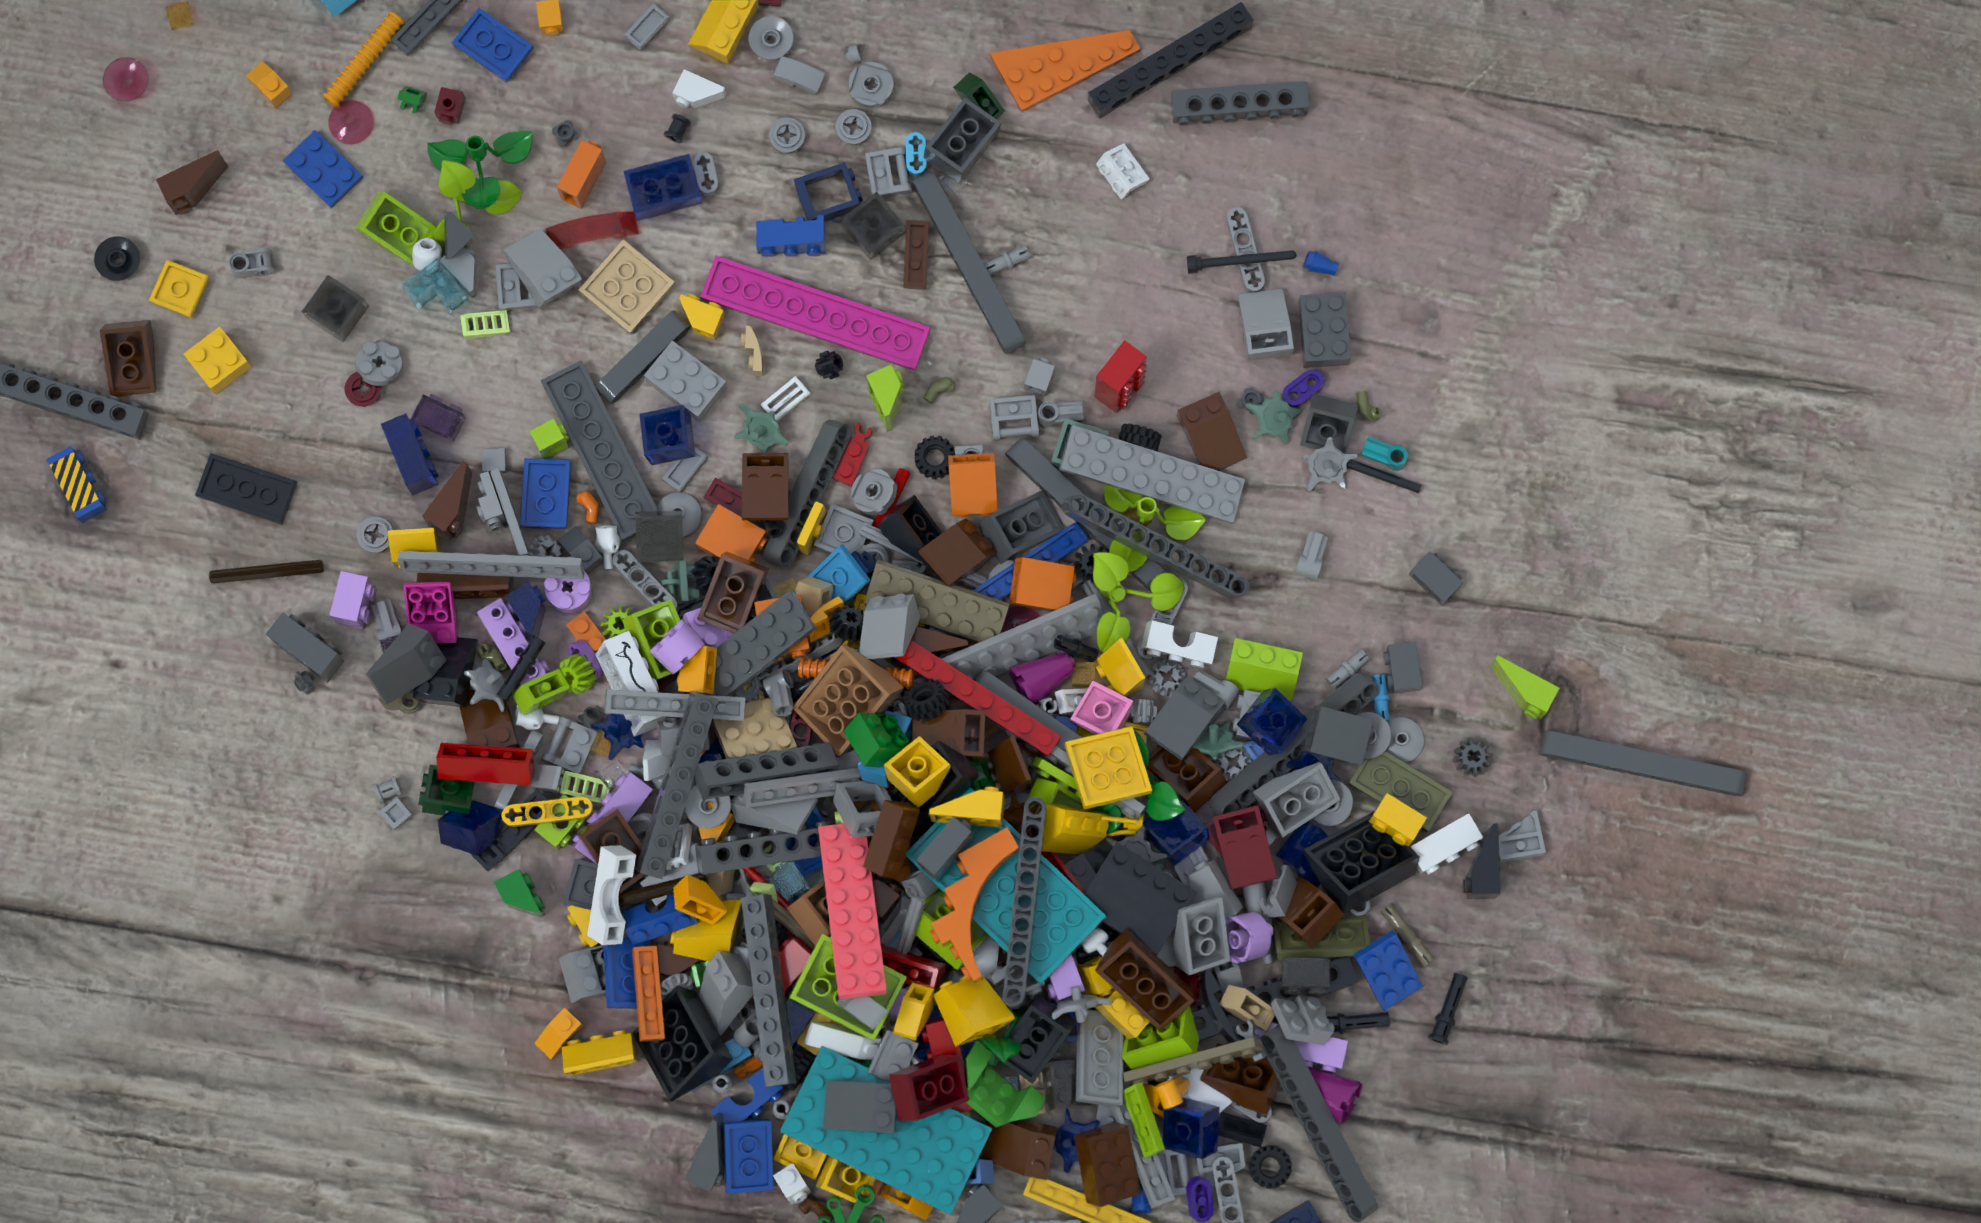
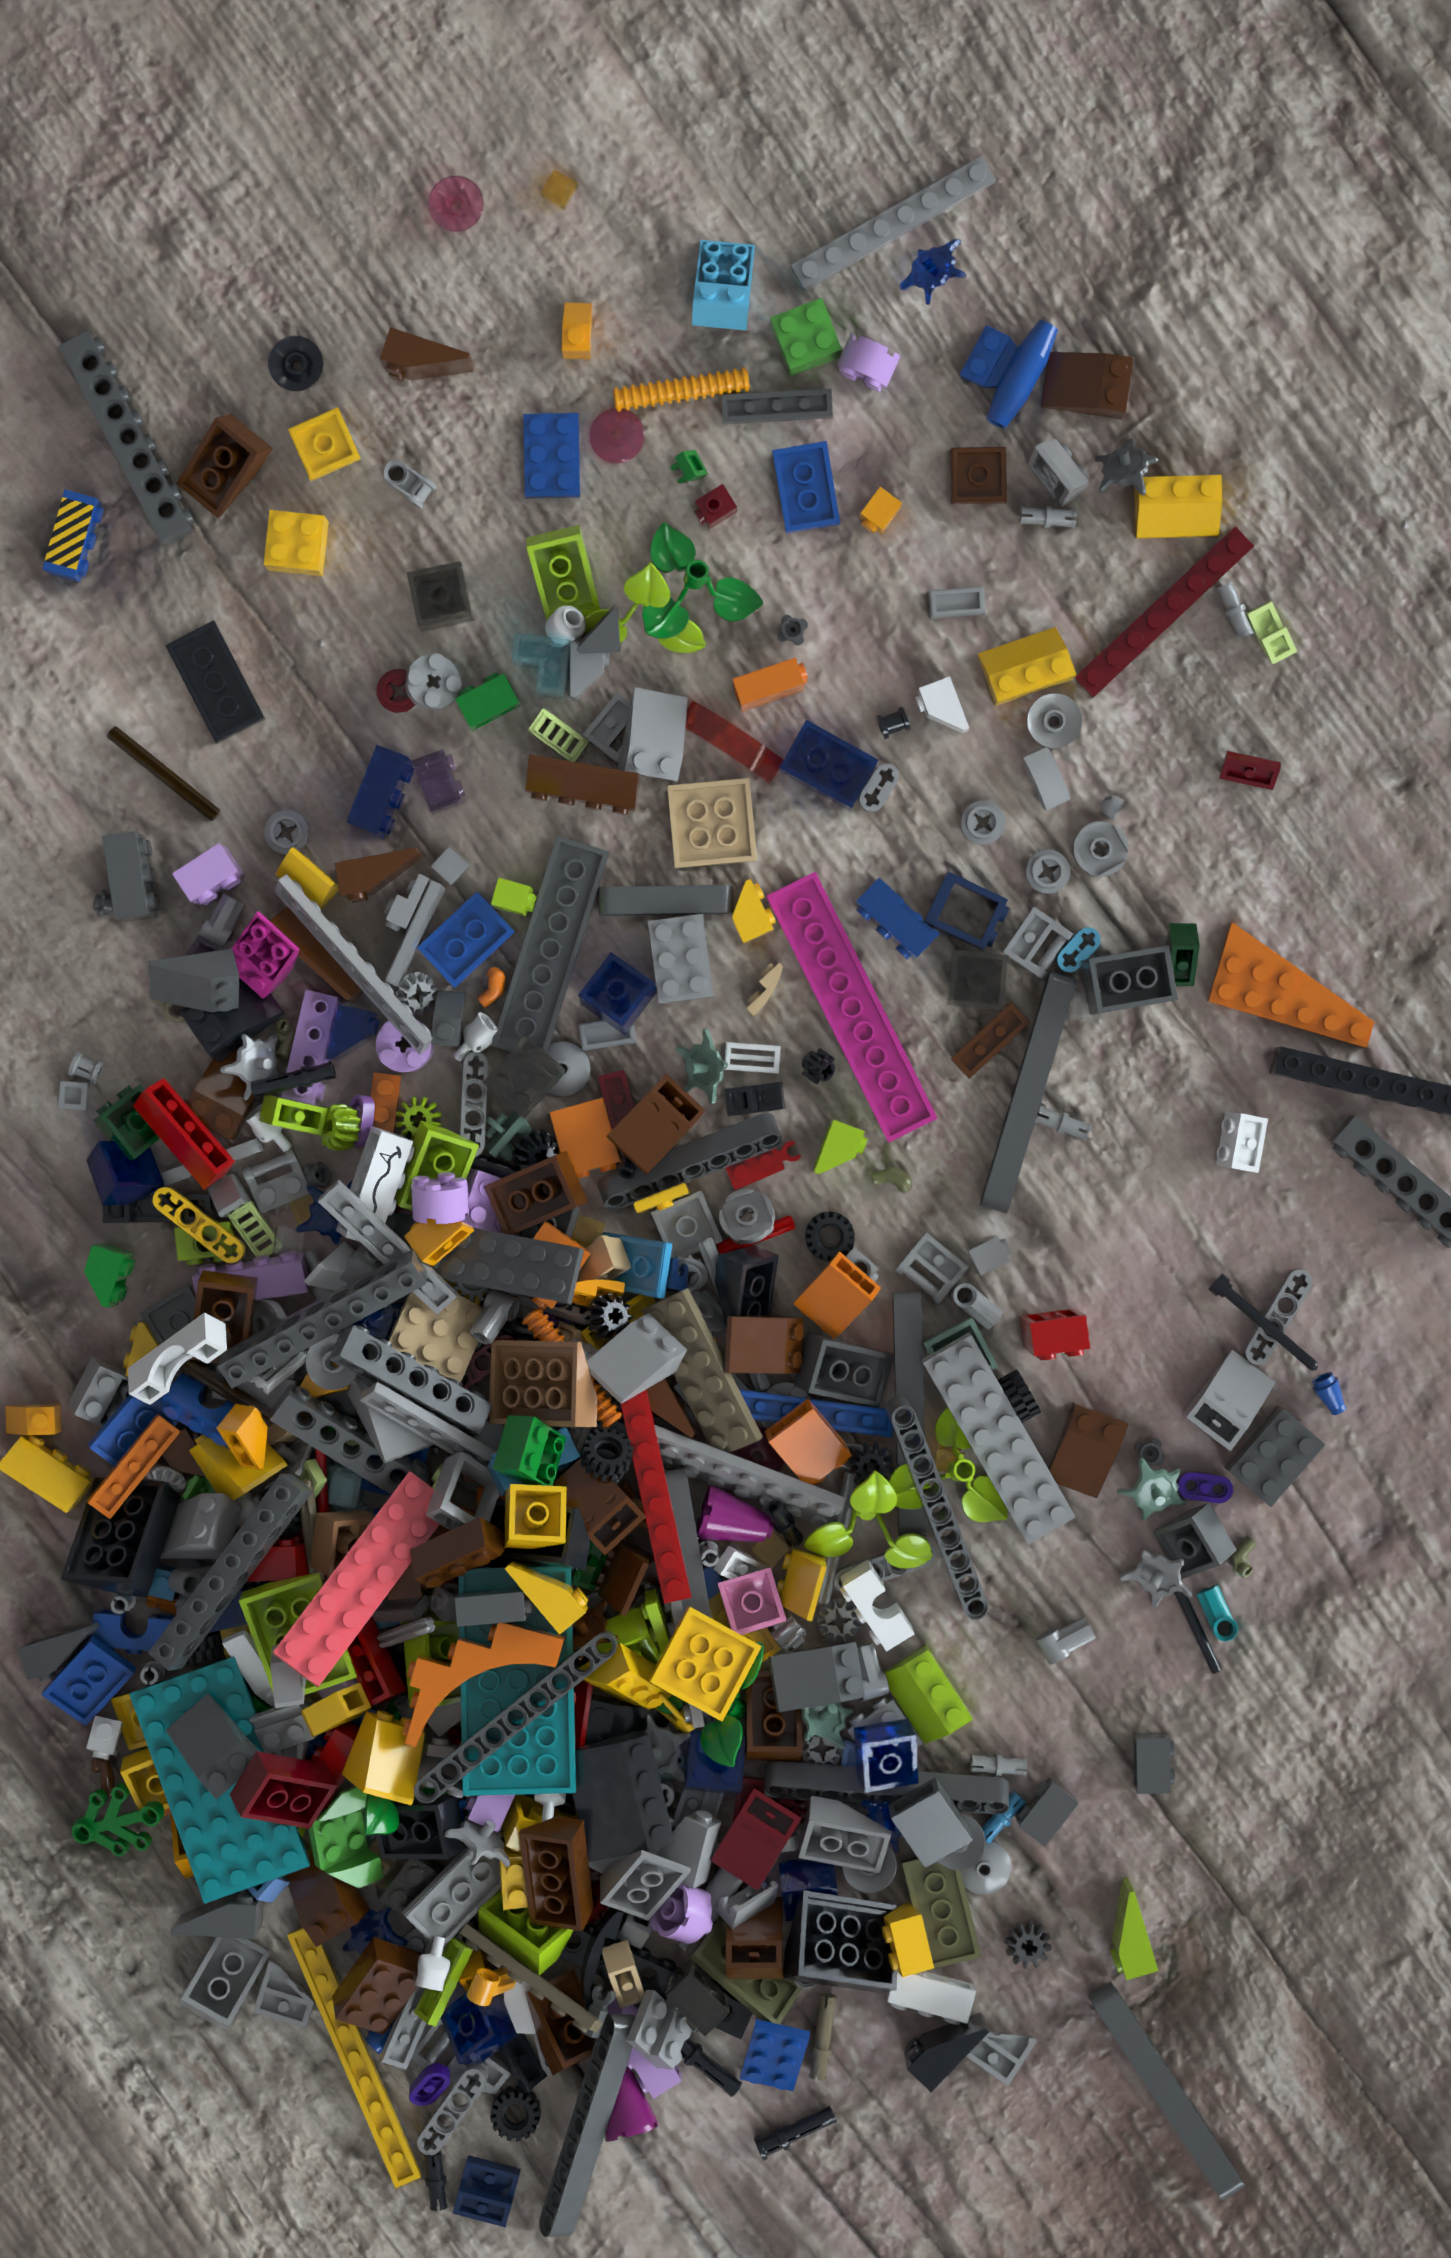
camera: 40 degrees right, 10 degrees up
(422, 343) = (487, 701): none -> green brick
(526, 335) = (582, 783): none -> reddish brown slope
(810, 421) = (755, 1098): none -> black slope
(1127, 1114) = (433, 1967): none -> white piece

